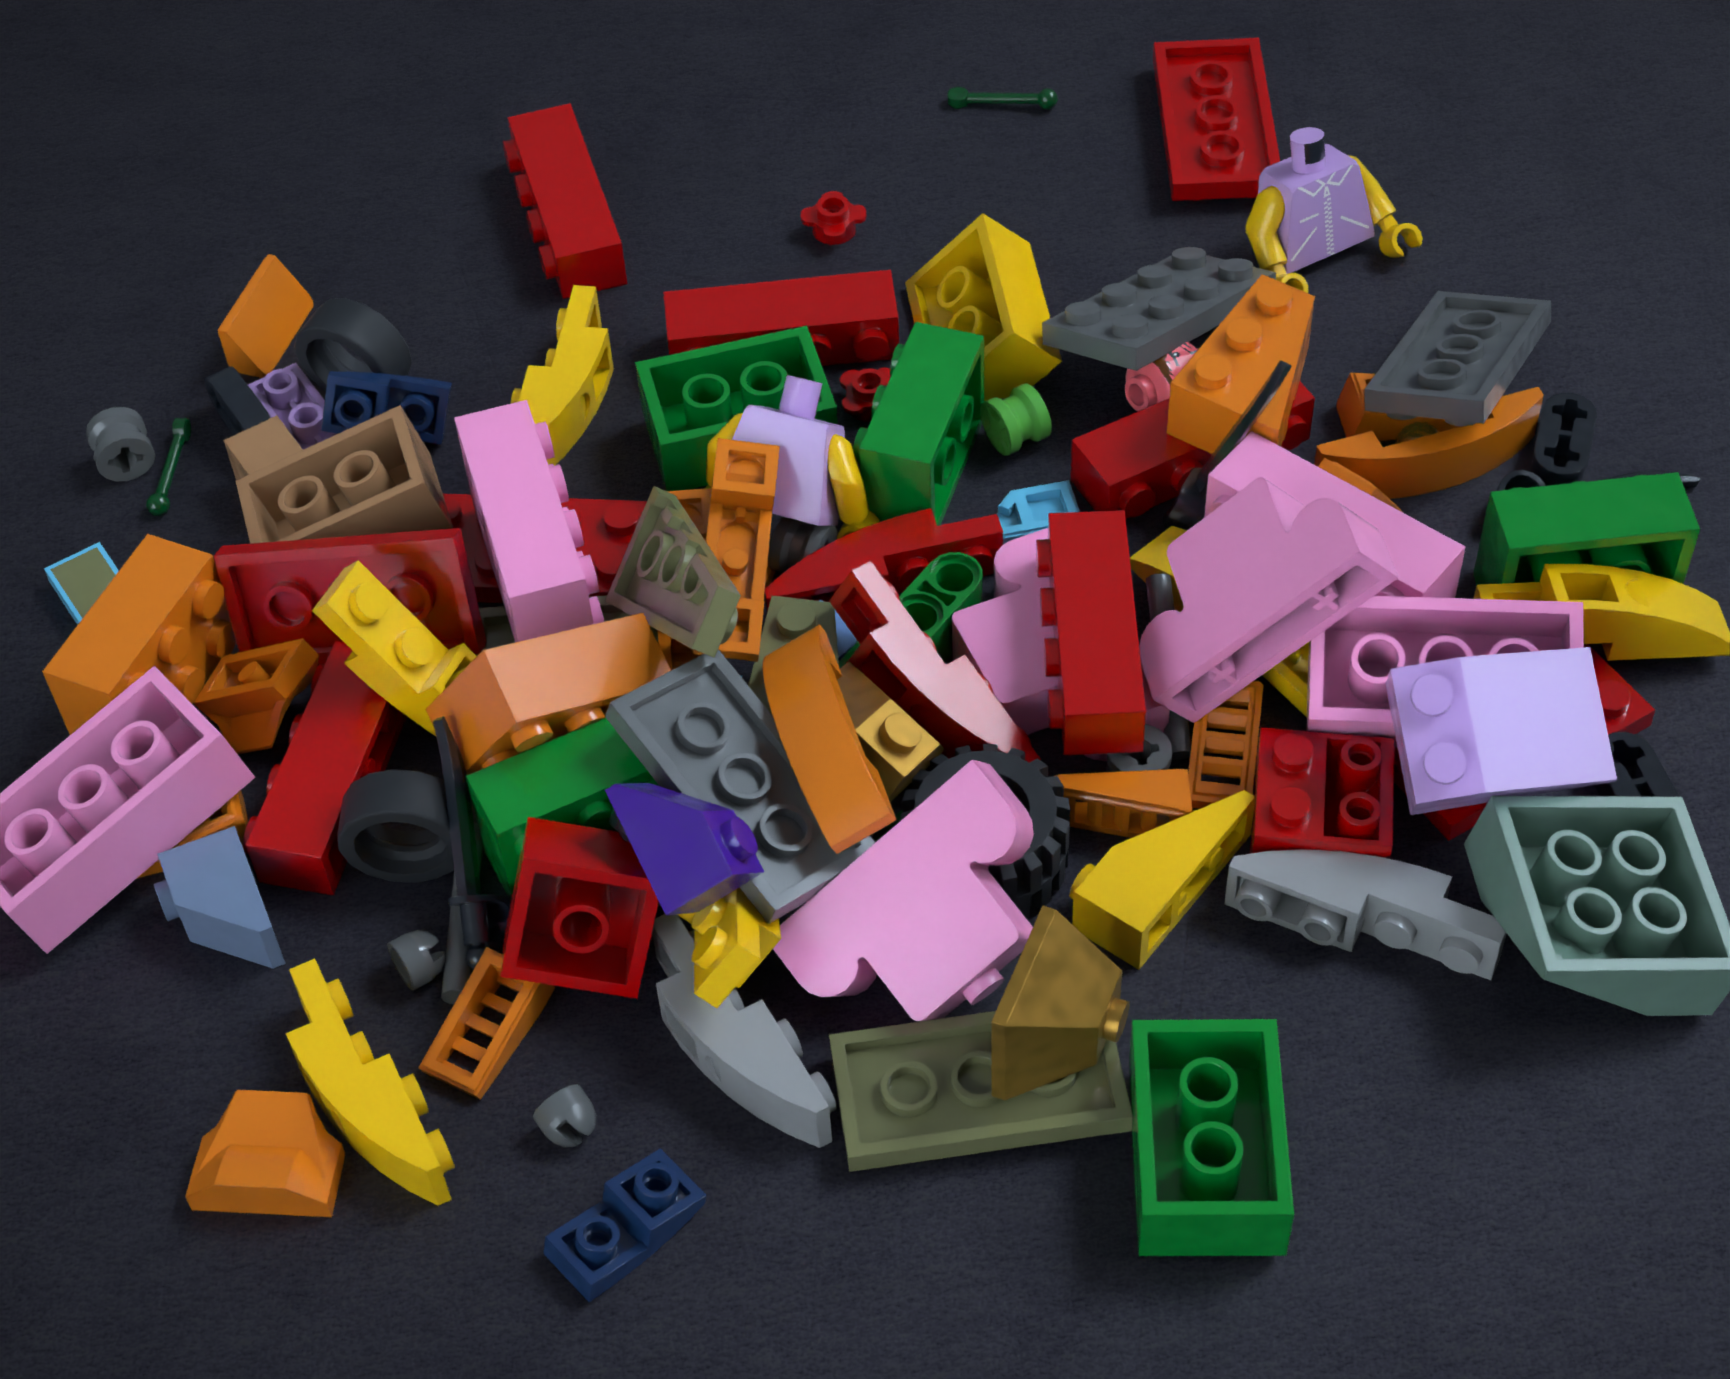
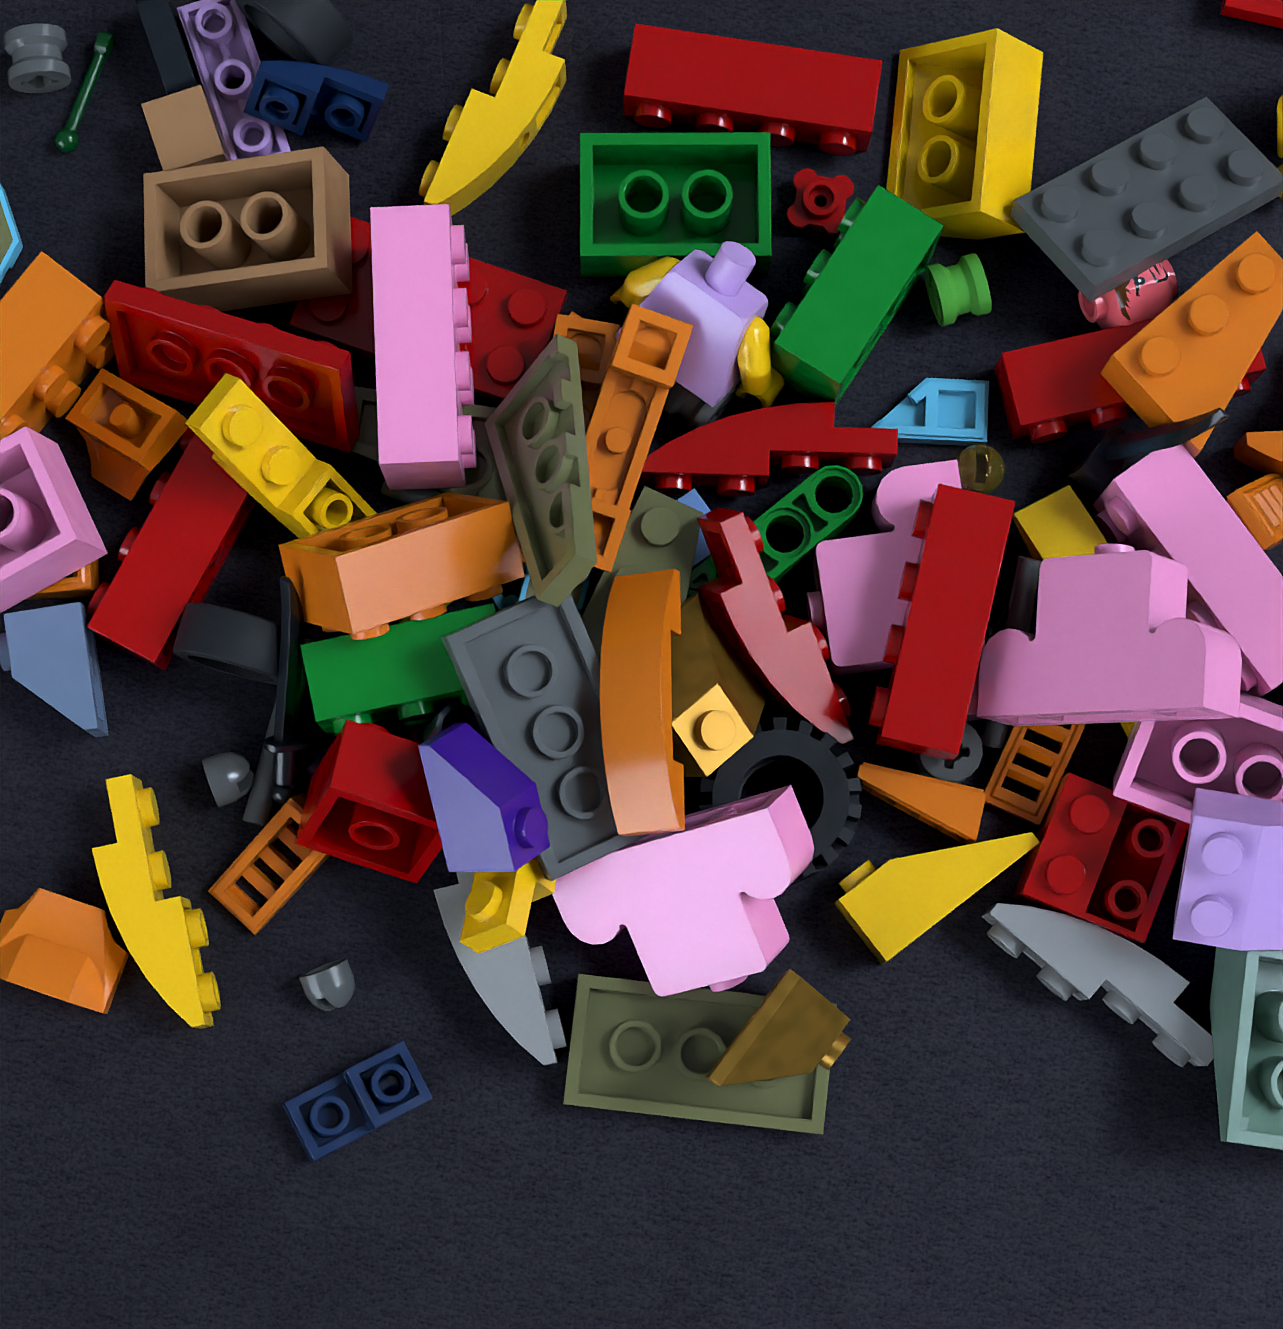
camera: 10 degrees right, 30 degrees up
(1209, 1138) = (881, 1180): green brick -> none

